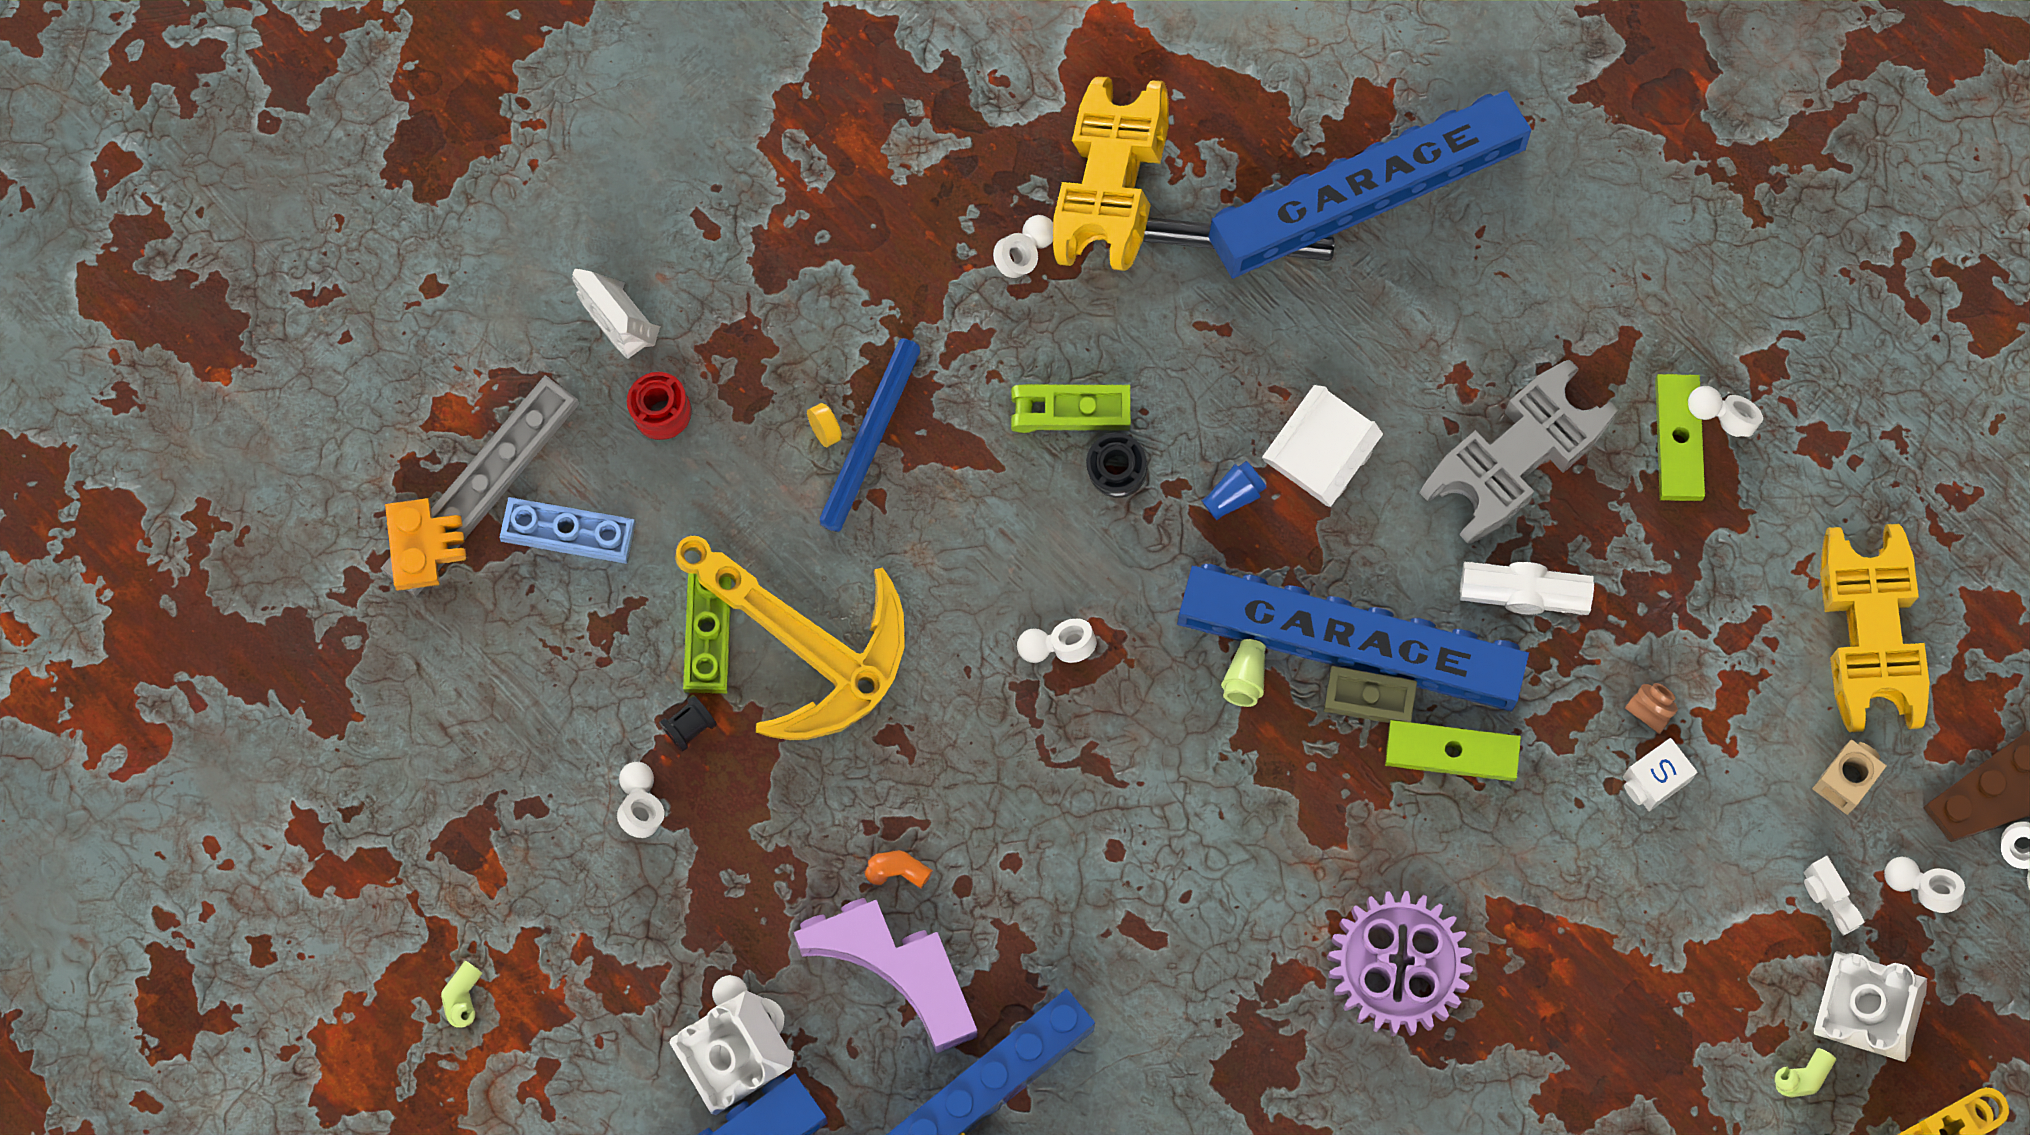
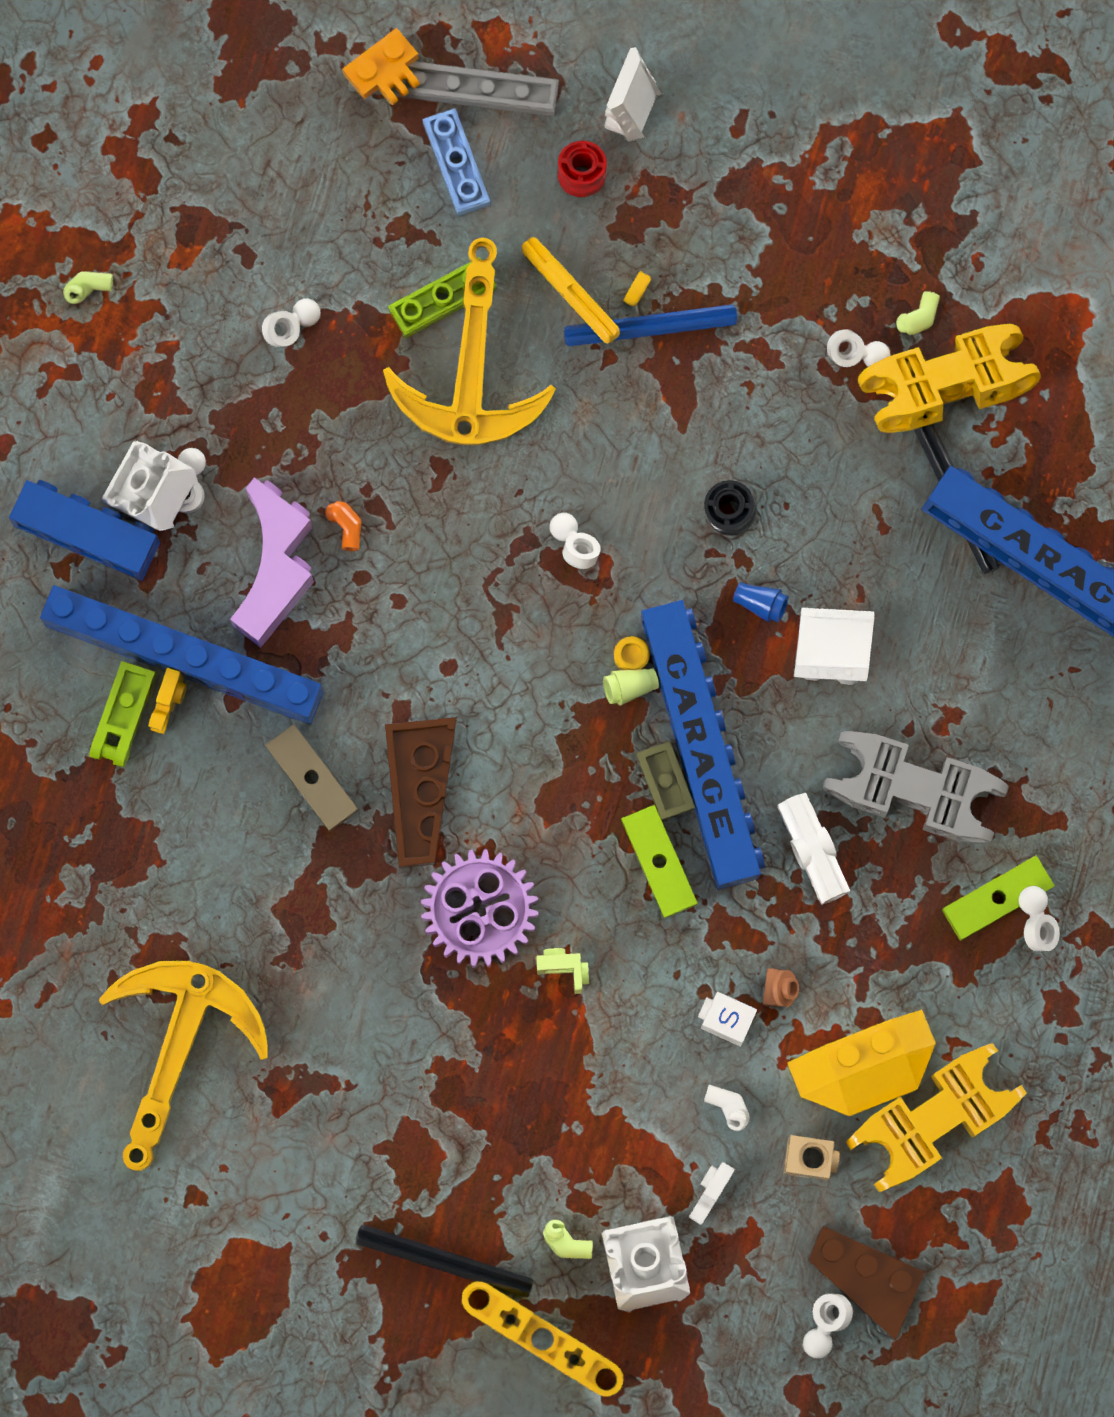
camera: 60 degrees right, 5 degrees up
(688, 723) = (364, 322): black bush -> none
(784, 491) = (570, 290): none -> yellow axle
(1027, 165) = (919, 319): none -> yellowish green arm
(1071, 407) = (755, 453): lime plate -> none
(1185, 1058) = (299, 761): none -> dark tan tile
(1212, 655) = (631, 654): none -> yellow tile
(1221, 948) = (419, 778): none -> reddish brown wing
(1501, 915) = (556, 961): none -> yellowish green bracket
(1750, 824) = (732, 1106): none -> white arm
(1782, 667) = (866, 1065): none -> yellow wedge
(1937, 888) = (761, 1237): white plate -> none

